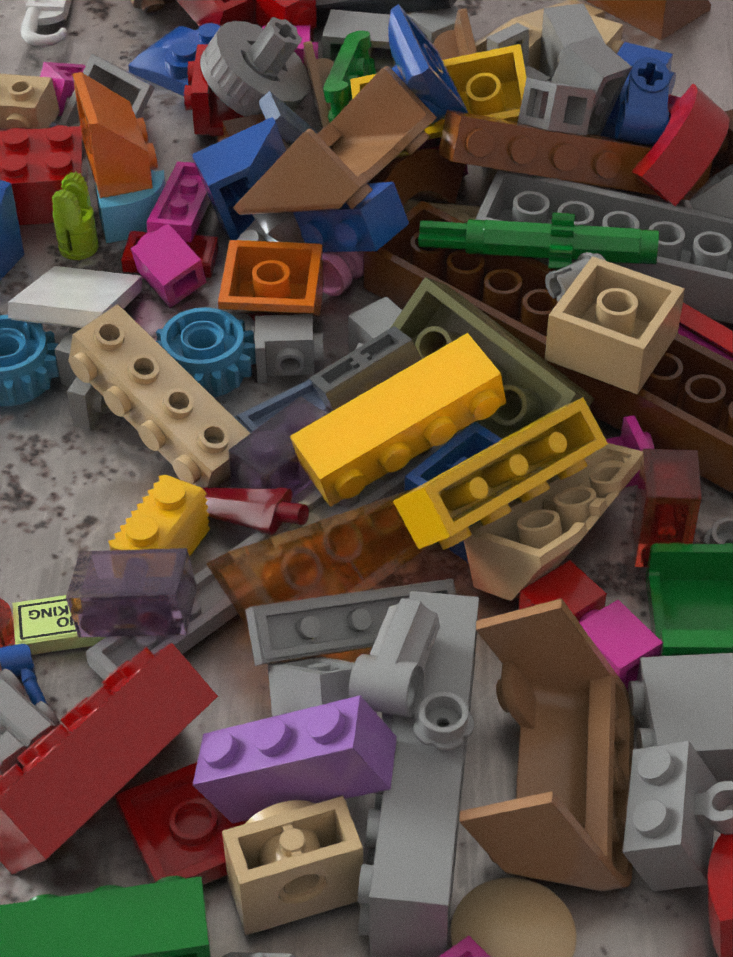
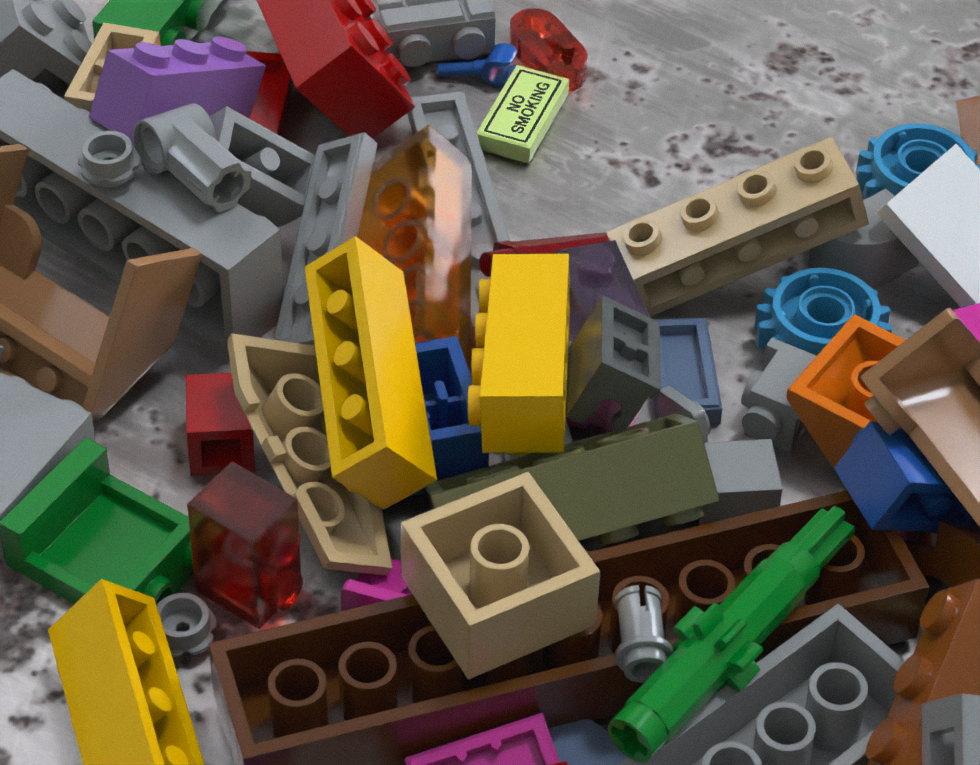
camera: 120 degrees right, 0 degrees up
(132, 593) = (488, 109): brick -> none
(167, 519) = (561, 179): yellow brick -> none
(621, 638) = (139, 433): dark pink brick -> none

